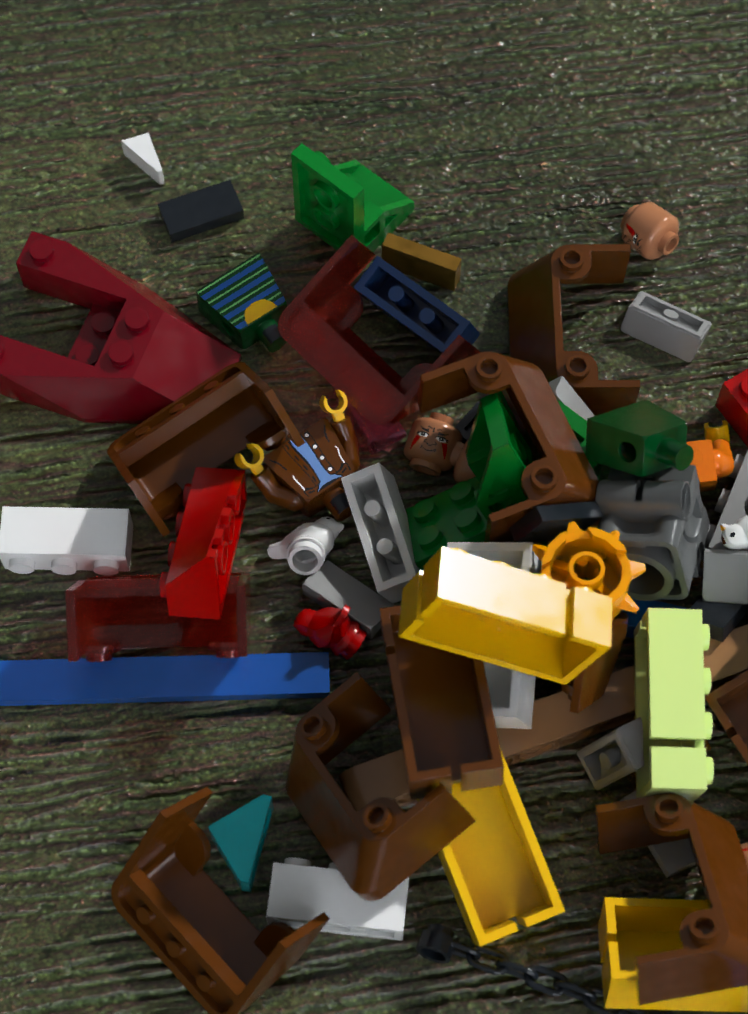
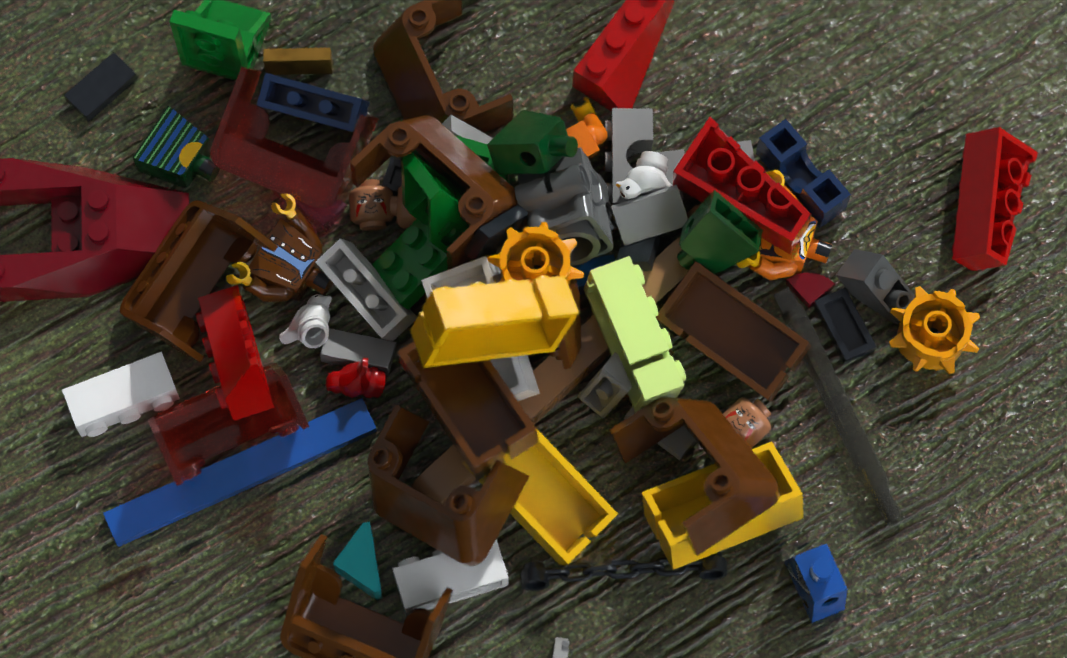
camera: 25 degrees left, 5 degrees up
(142, 153) = (32, 57): white piece -> none
(665, 326) = (509, 38): light grey slope -> none

